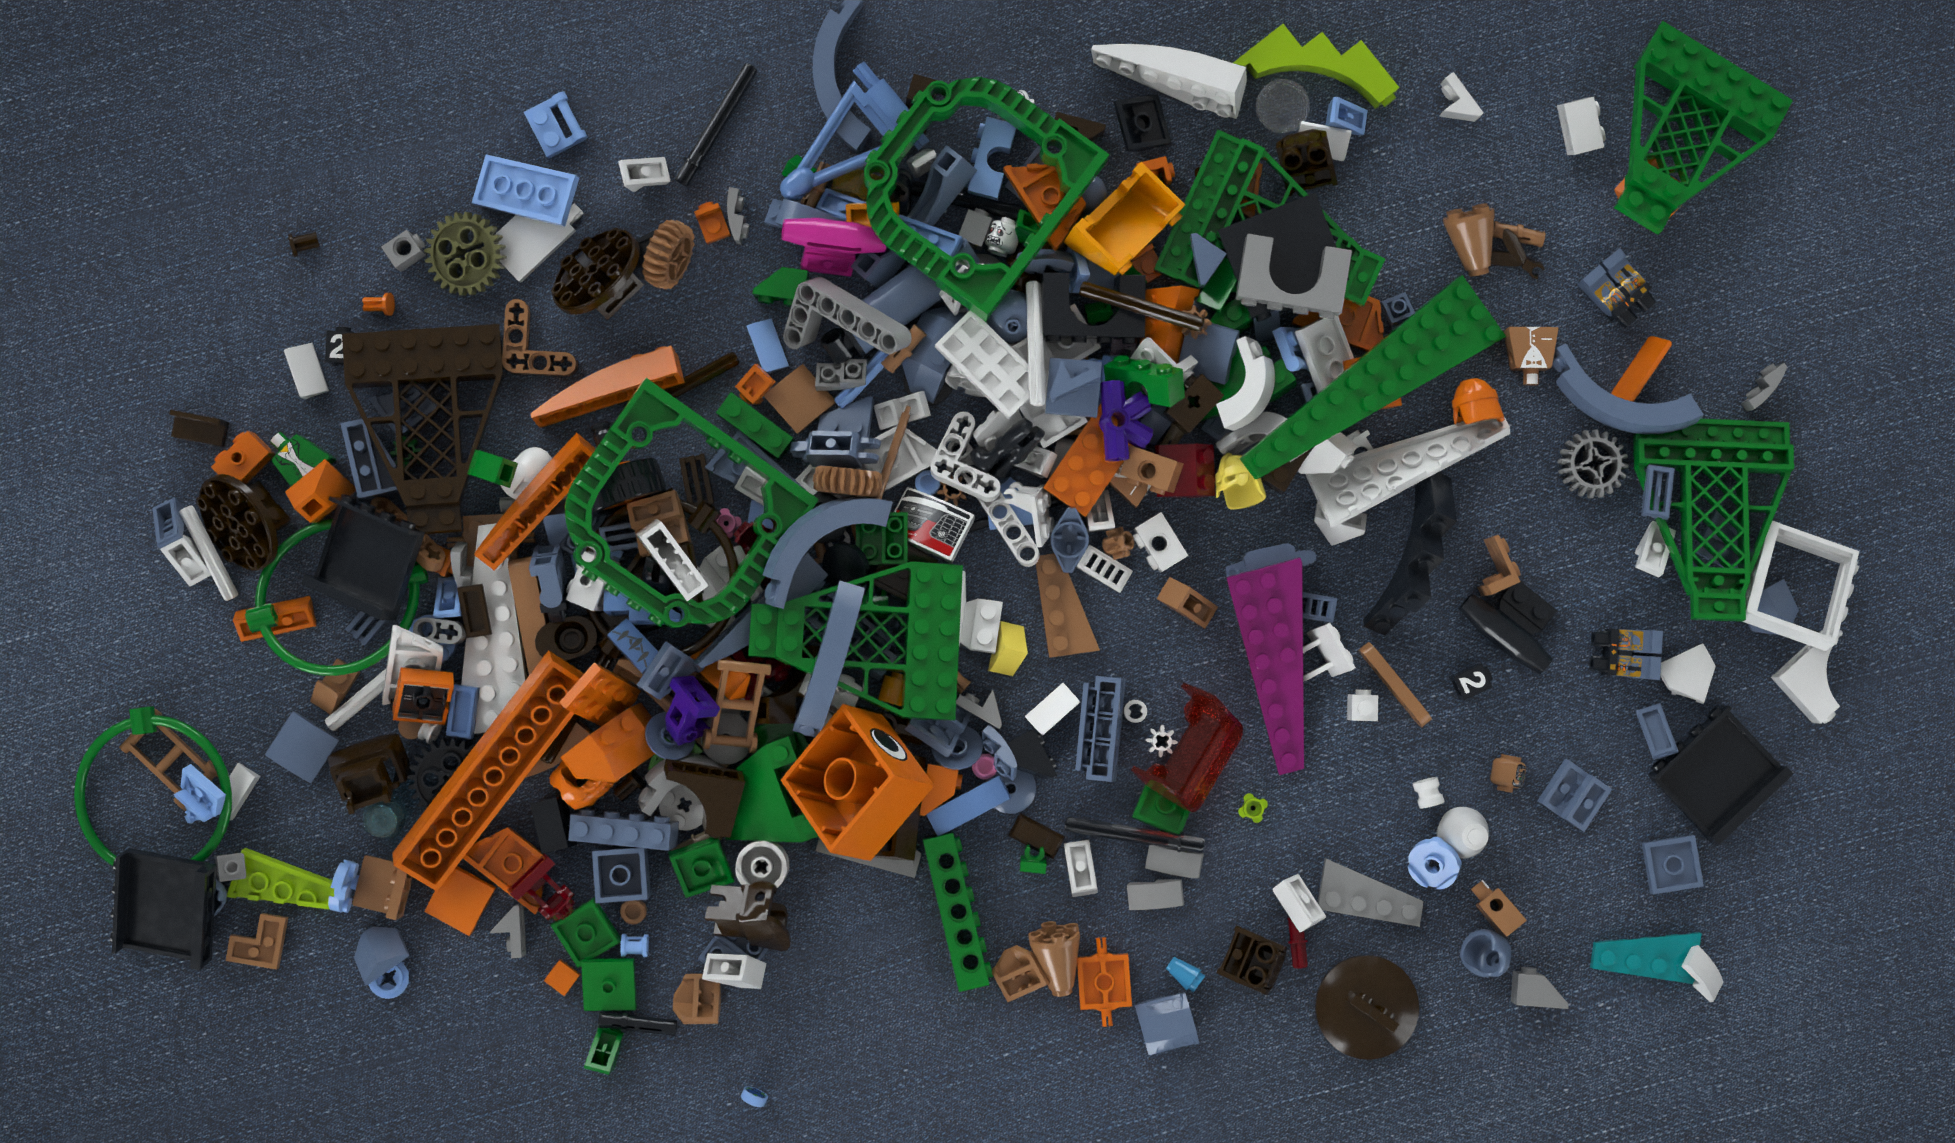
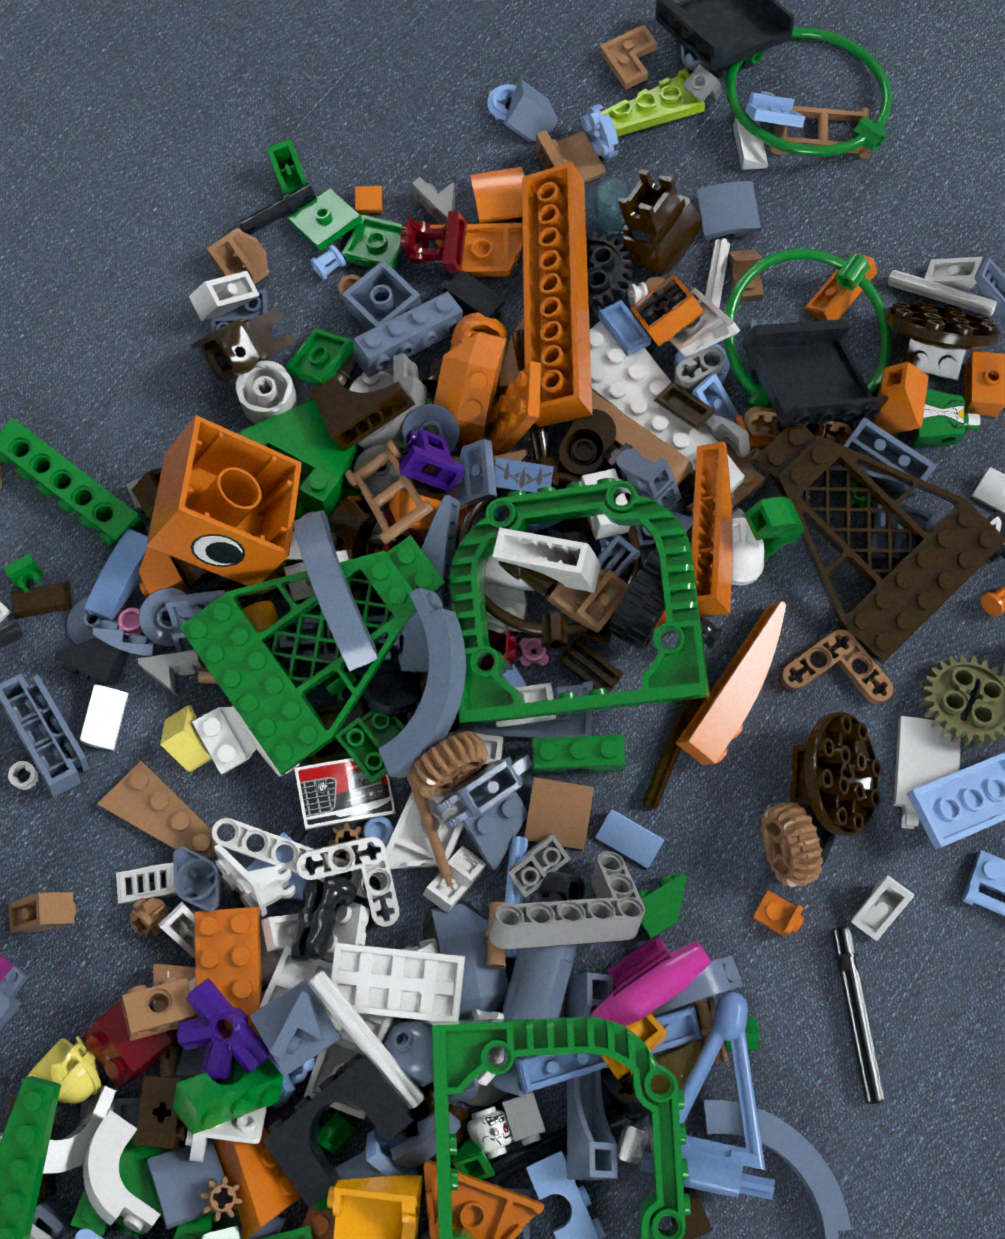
camera: 145 degrees right, 15 degrees down
(737, 223) = (753, 930): light grey slope -> none
(754, 385) = (609, 790): orange bracket -> none
(754, 1096) = (135, 224): light blue tile -> none
(1141, 306) = (283, 1168): dark brown axle -> none
(1173, 550) = (90, 943): white brick -> none

